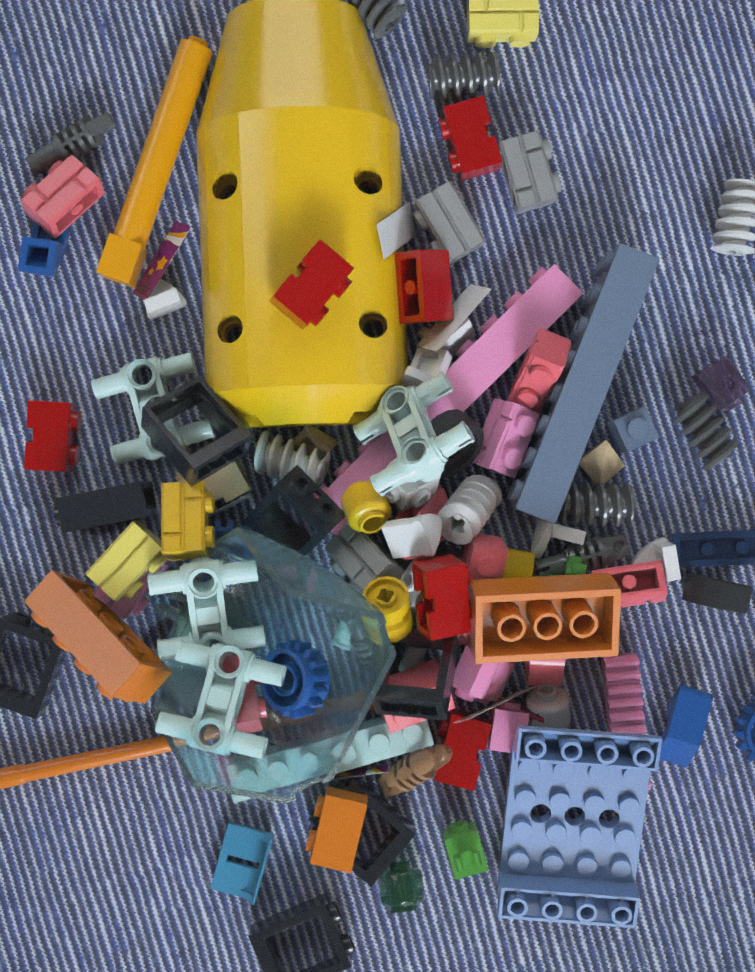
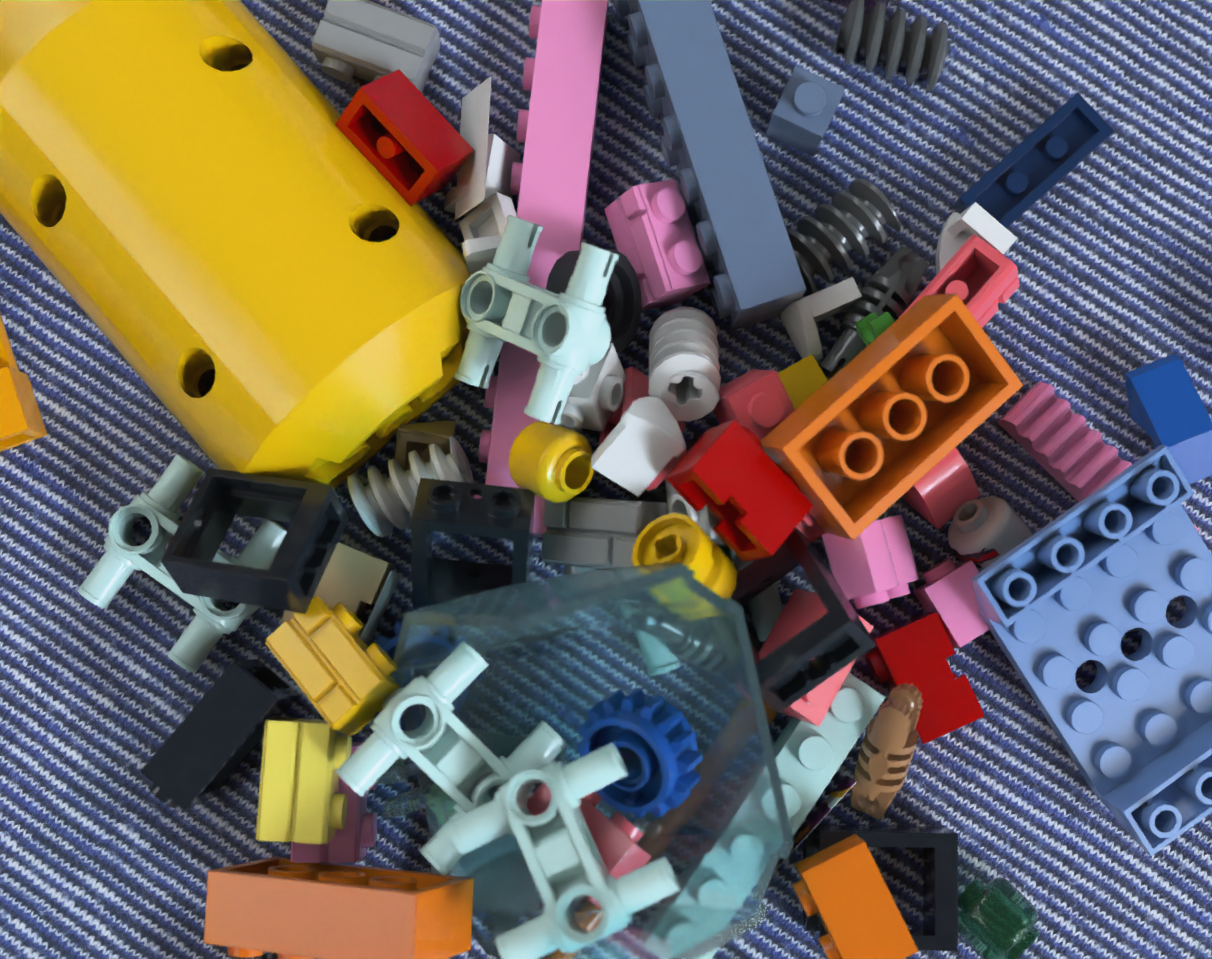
camera: 40 degrees left, 5 degrees down
(53, 436) = (83, 701): red brick -> none
(161, 260) = (52, 371): magenta sticker -> none
(163, 300) = (92, 418): white tile -> none
(305, 296) = (254, 205): red brick -> none
(396, 230) = (314, 96): white sticker -> none
(464, 849) = (1035, 803): bright green brick -> none
(494, 704) = (918, 584): white sticker -> none
(539, 370) = (630, 123): coral brick -> none
(601, 462) = (800, 183): tan slope -> none
(717, 593) = (1075, 222): black tyre -> none

